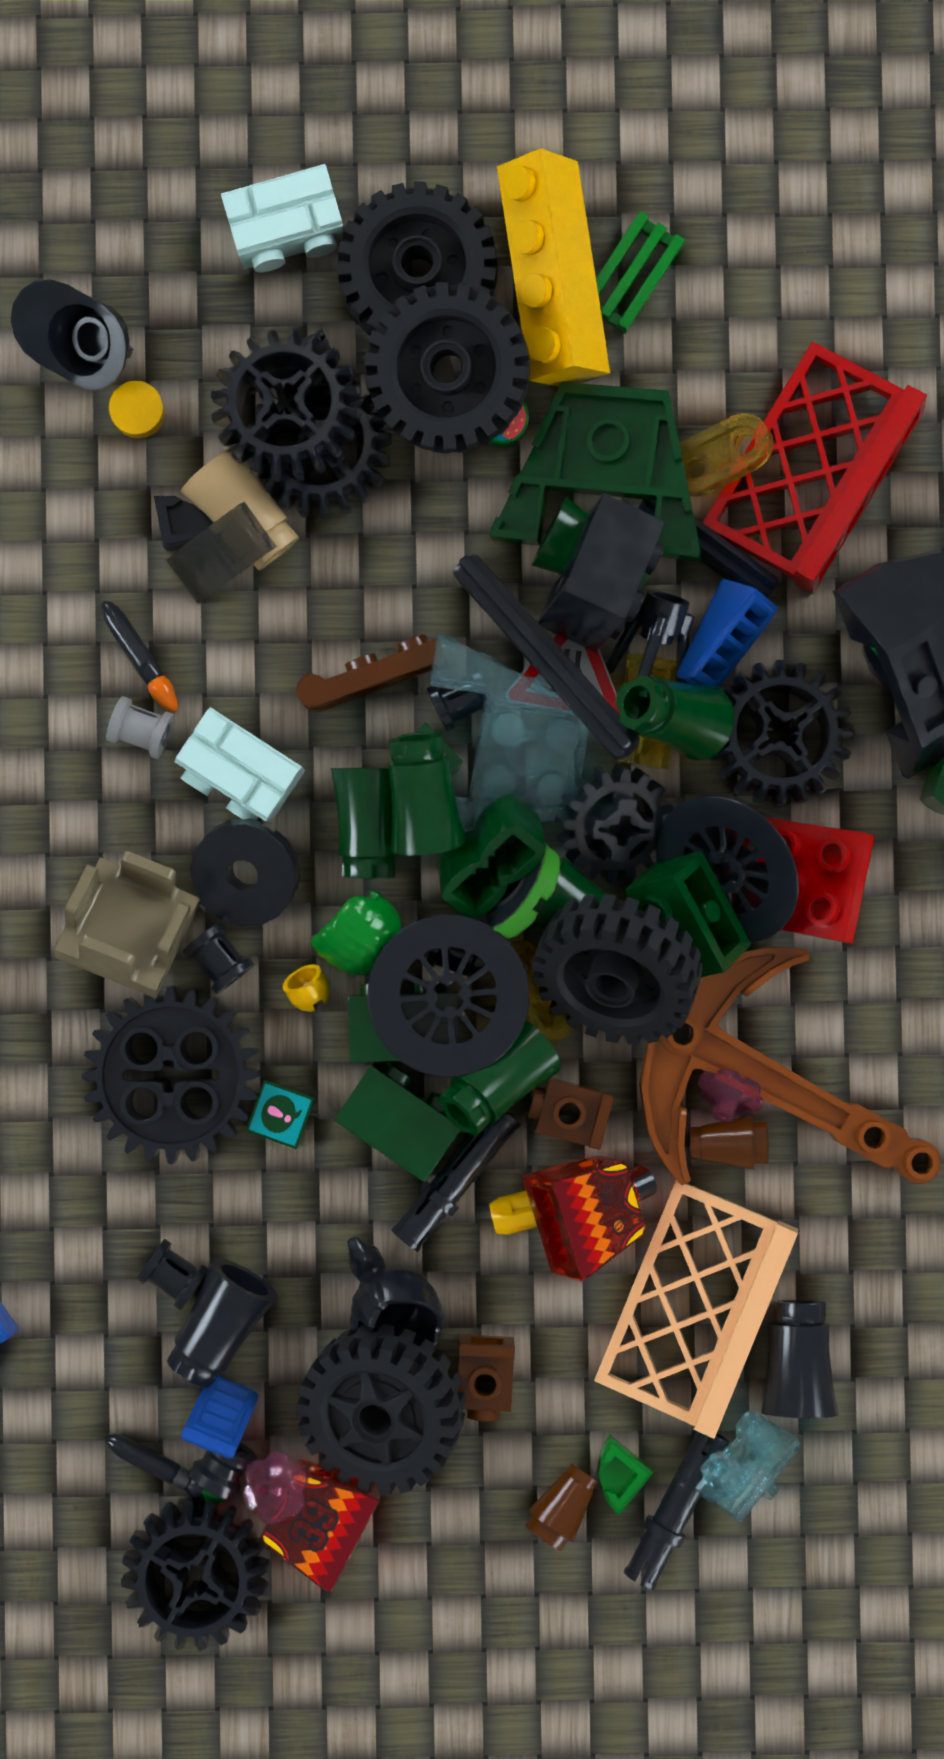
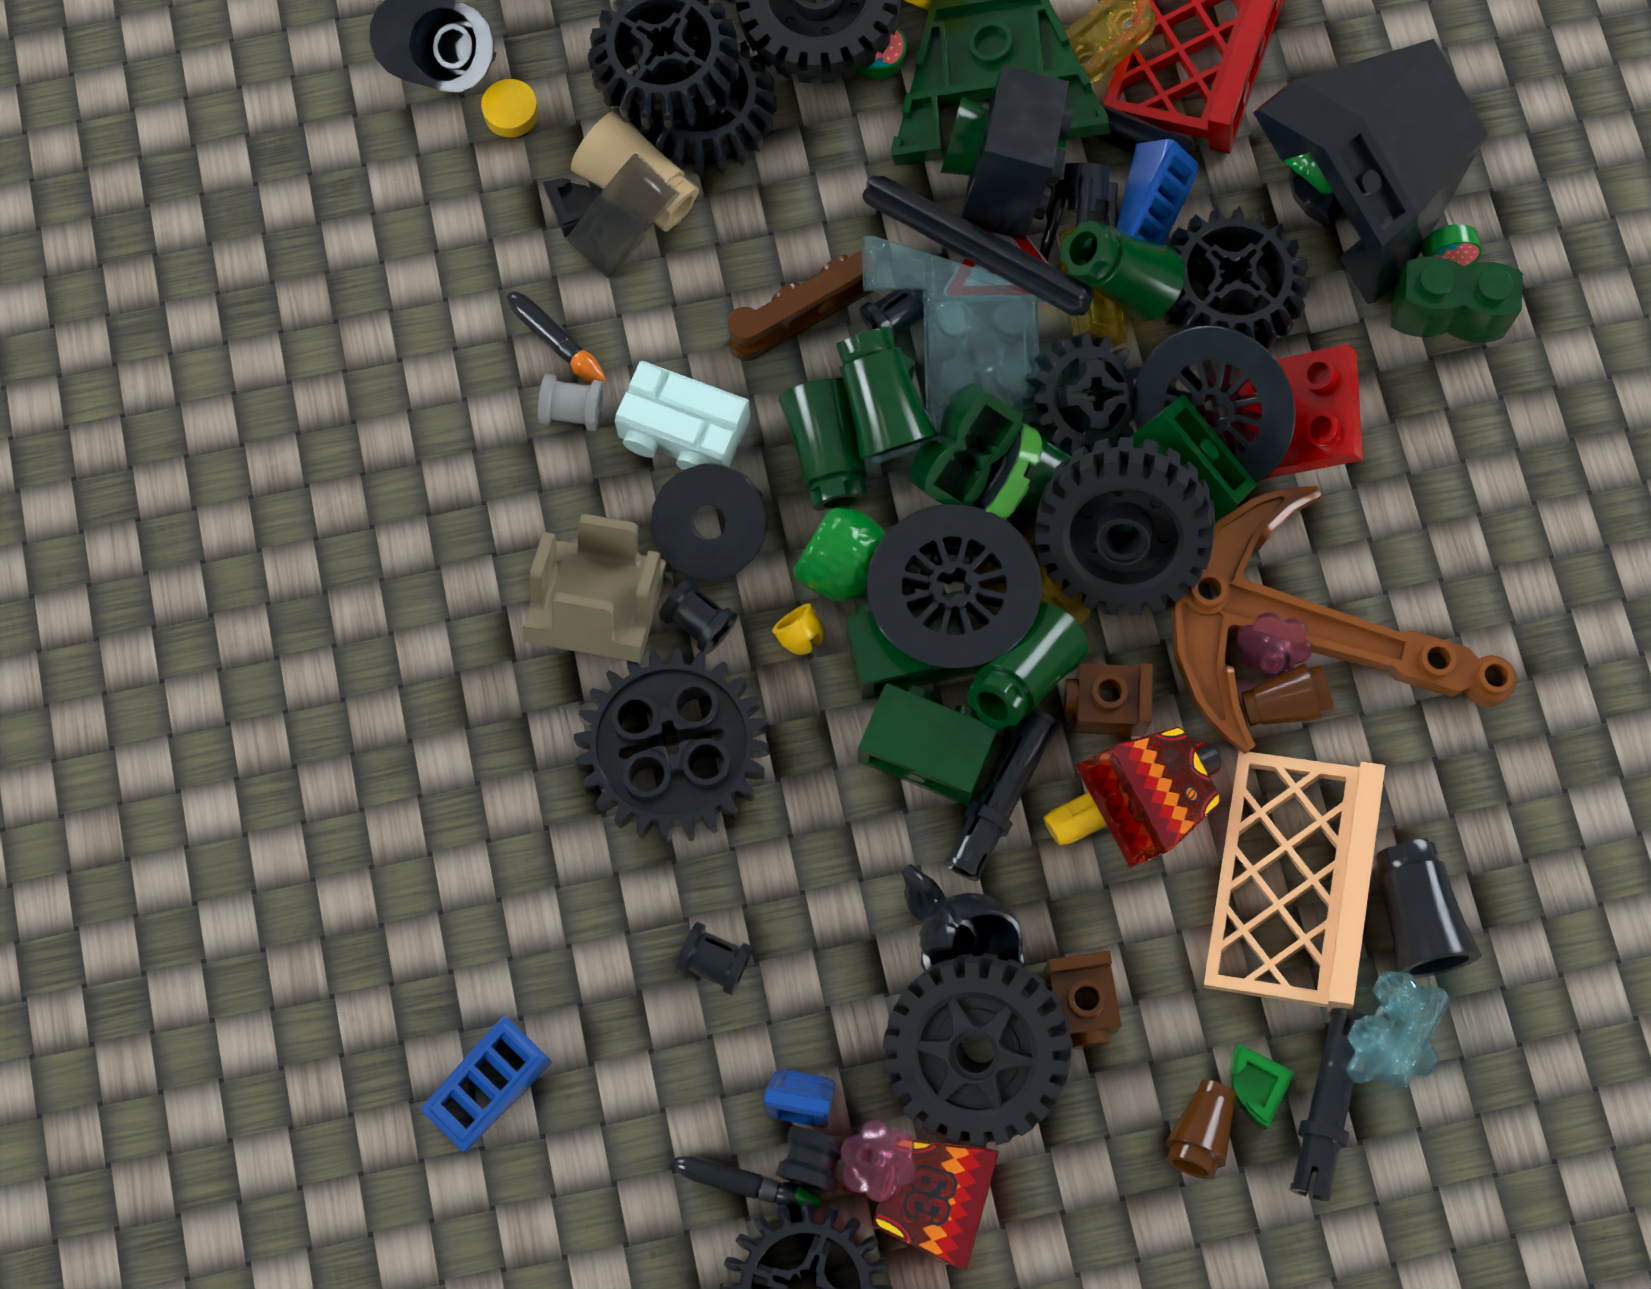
camera: 15 degrees left, 15 degrees down
(219, 1321) = (776, 998): black plant -> none
(280, 1113) = (797, 767): tile -> none

